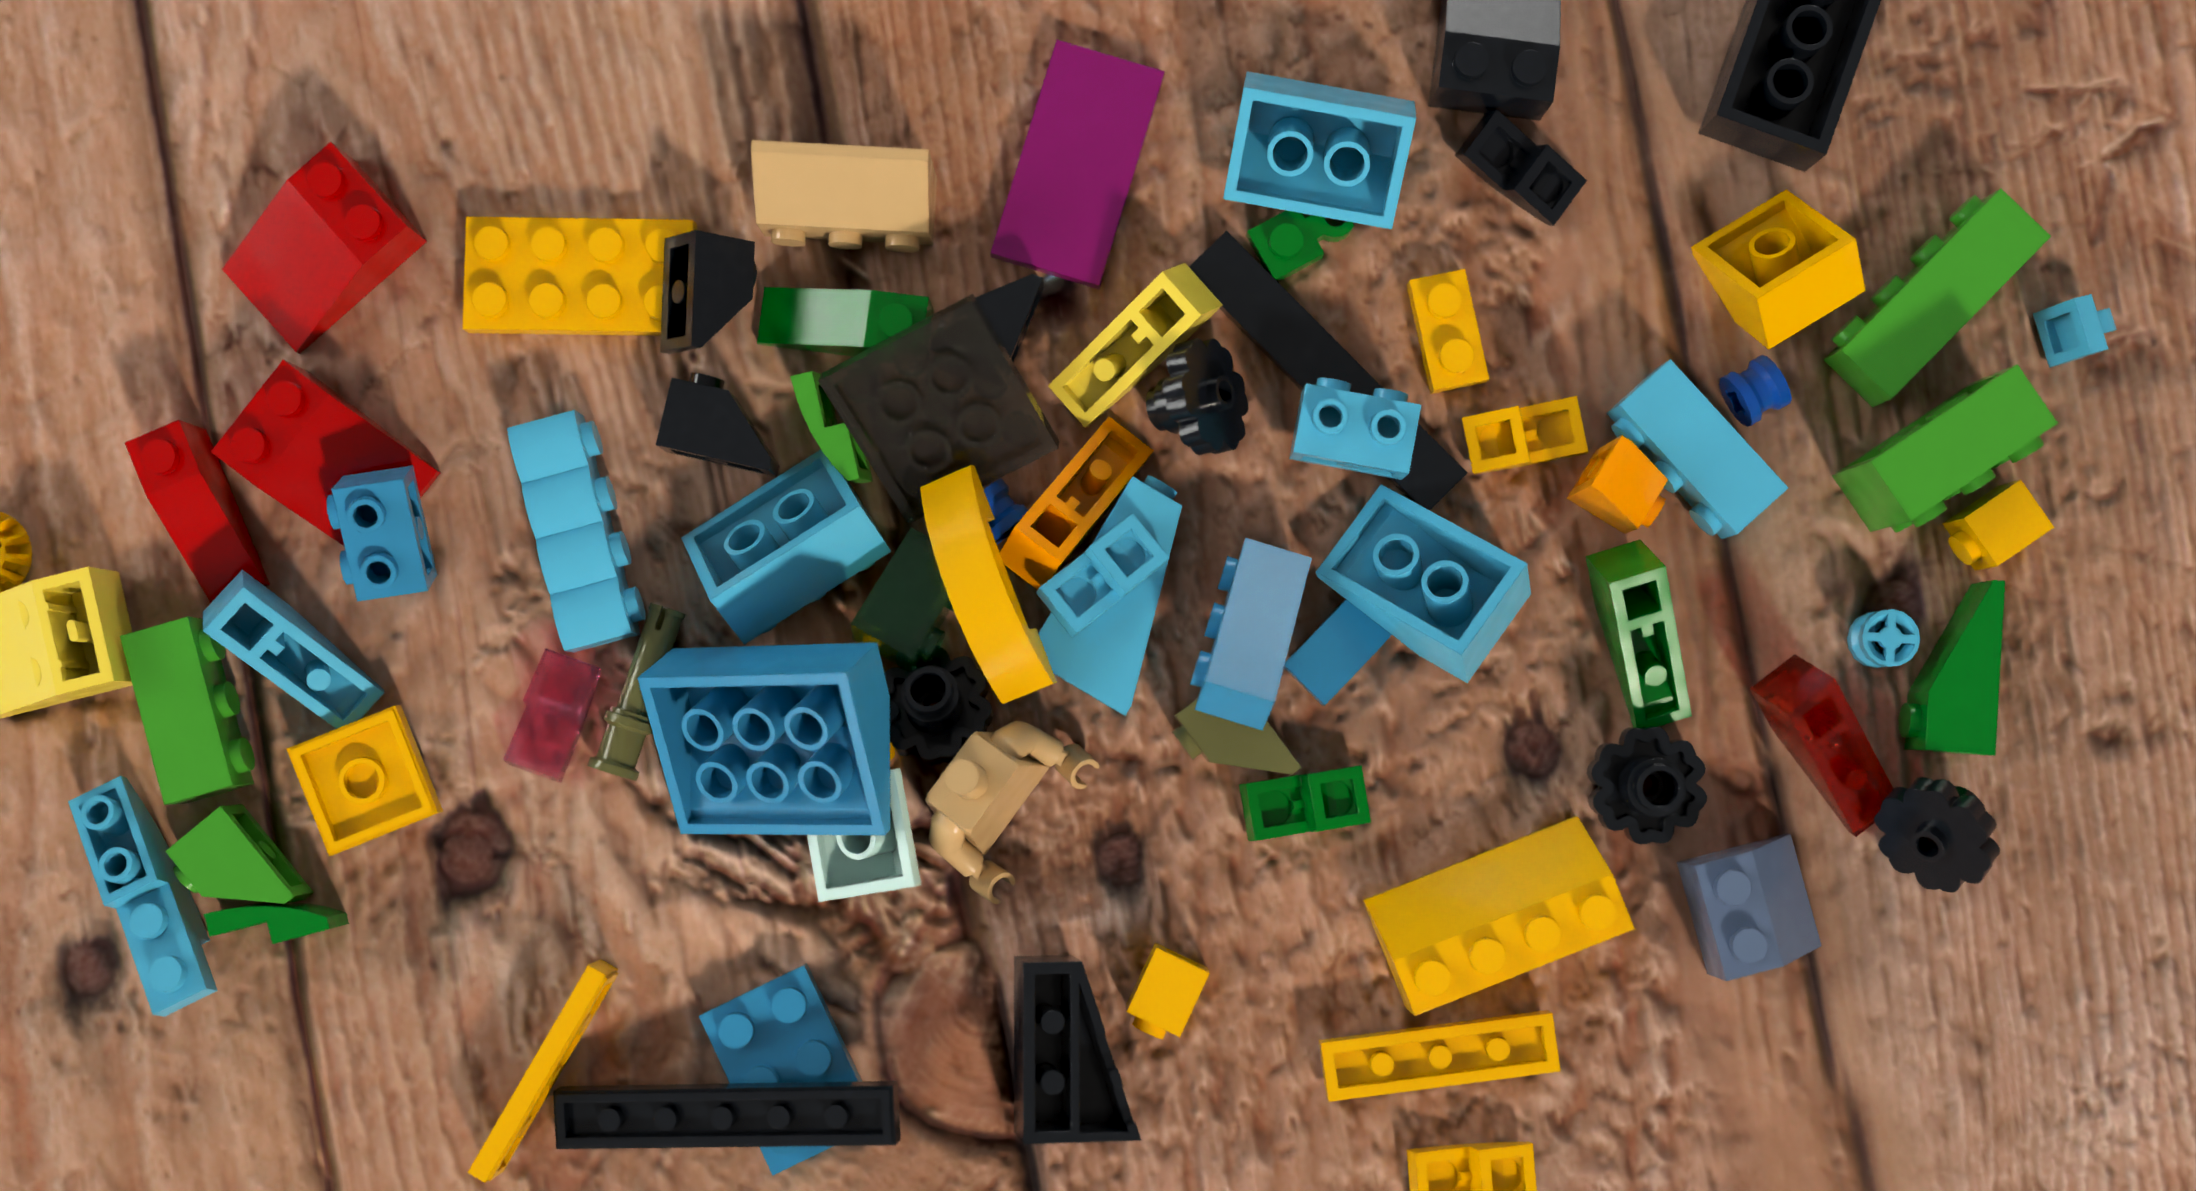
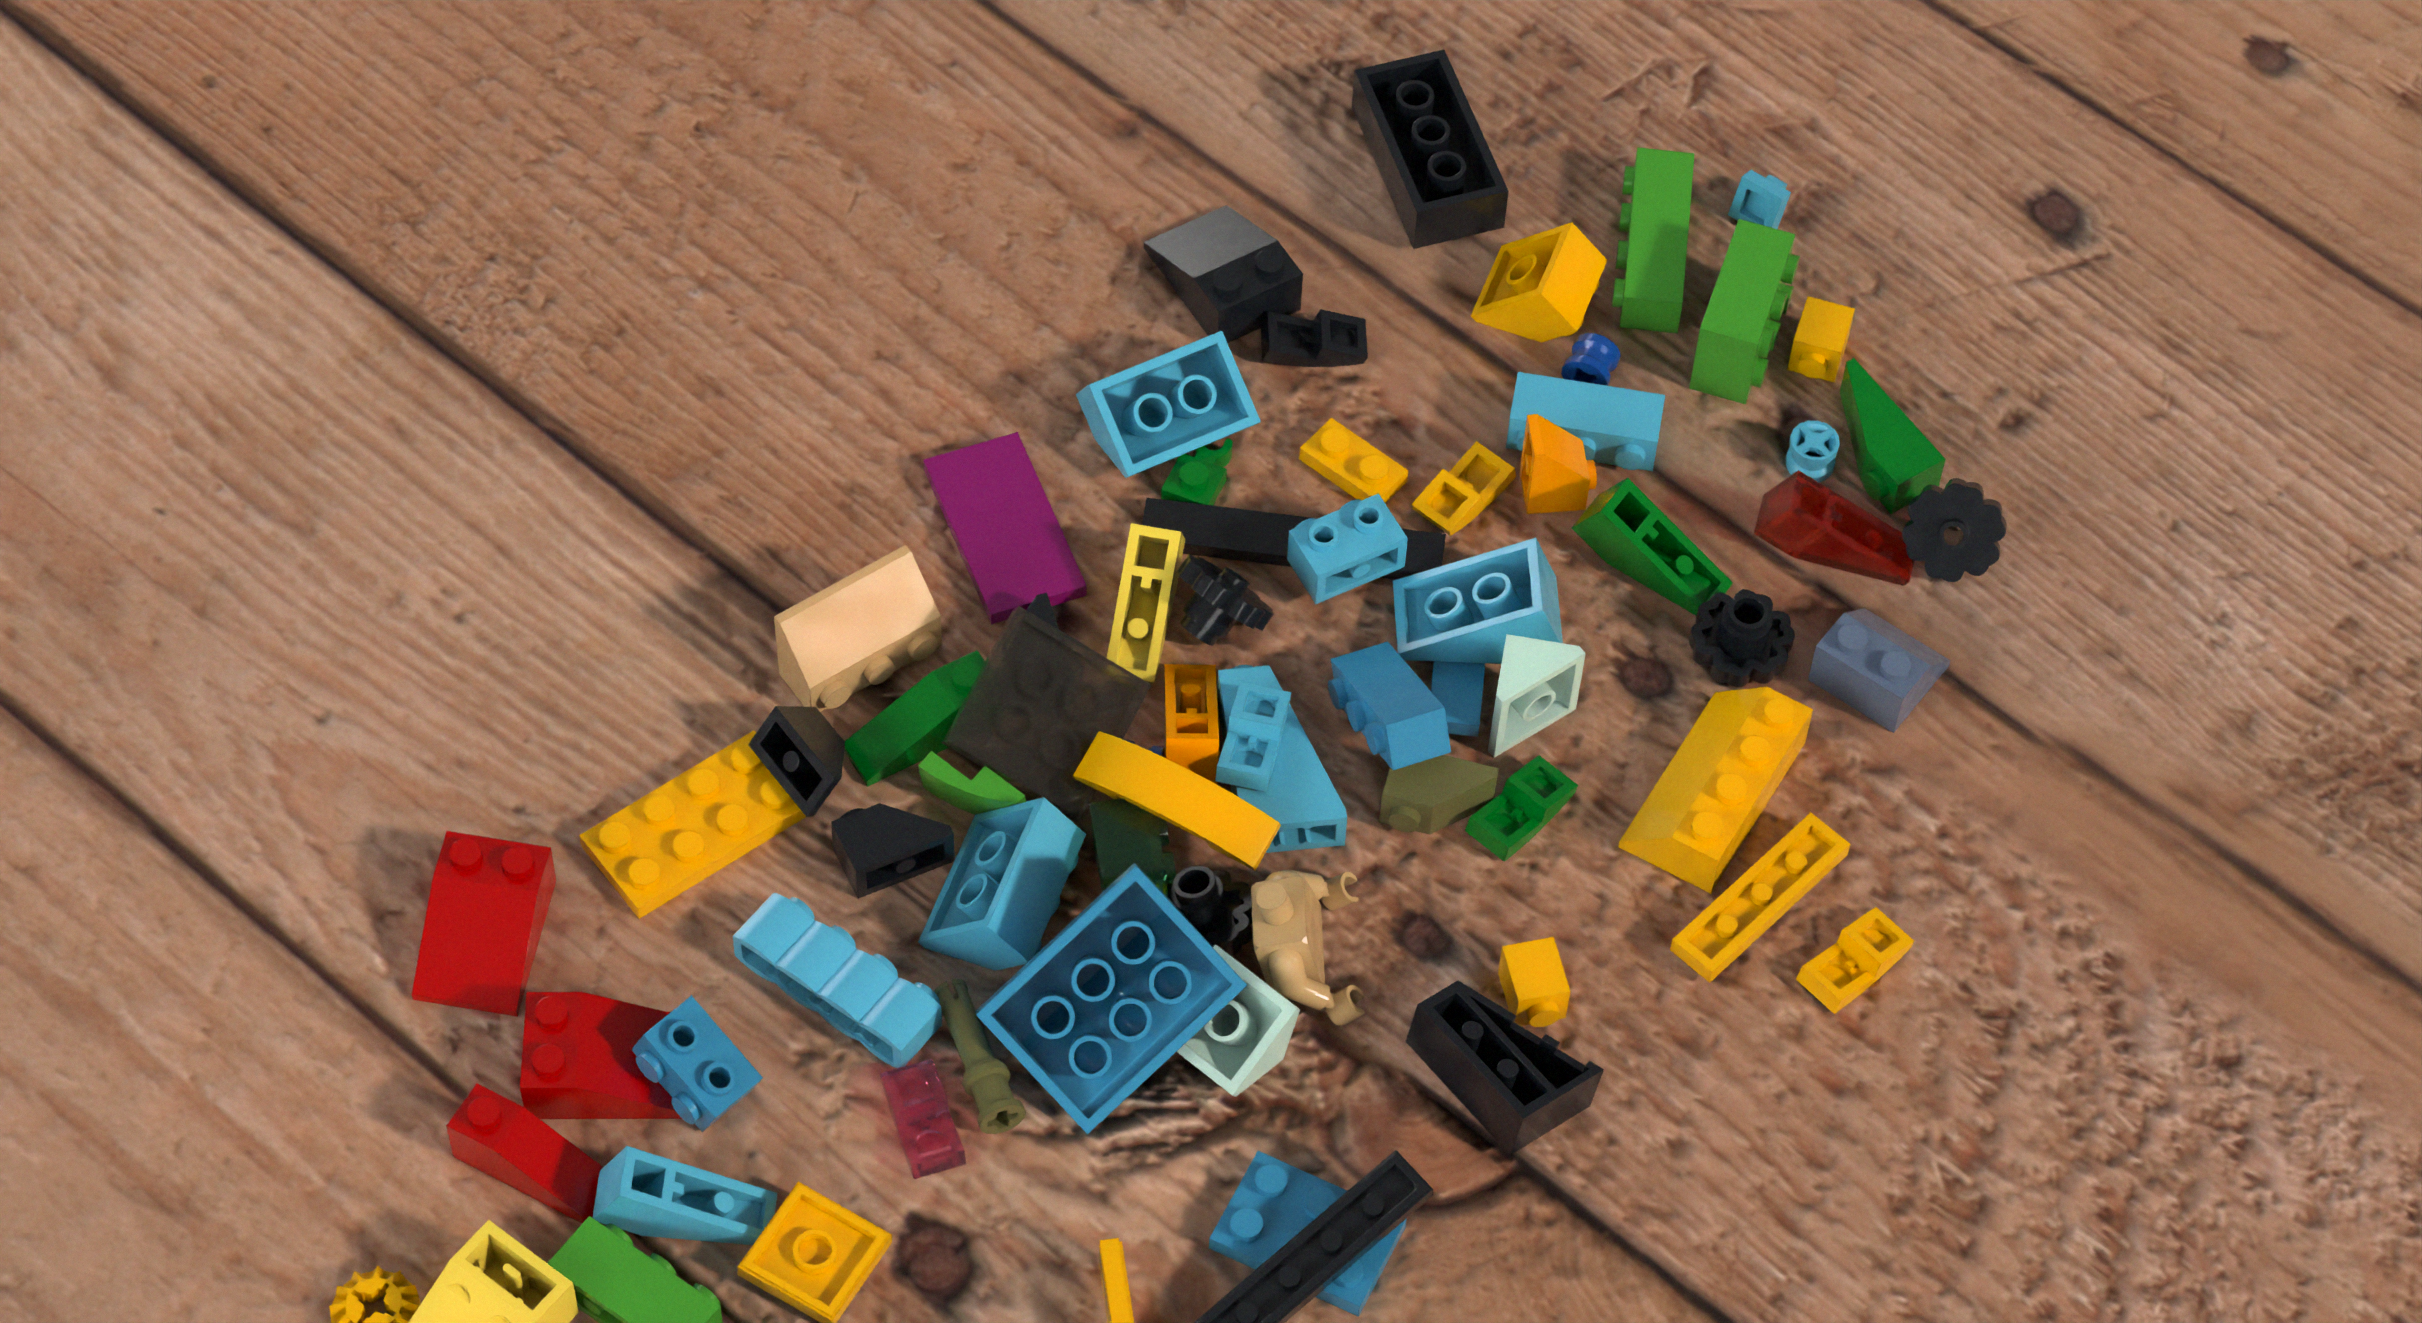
camera: 40 degrees left, 30 degrees down
(1395, 702) = (1534, 689): none -> light aqua slope

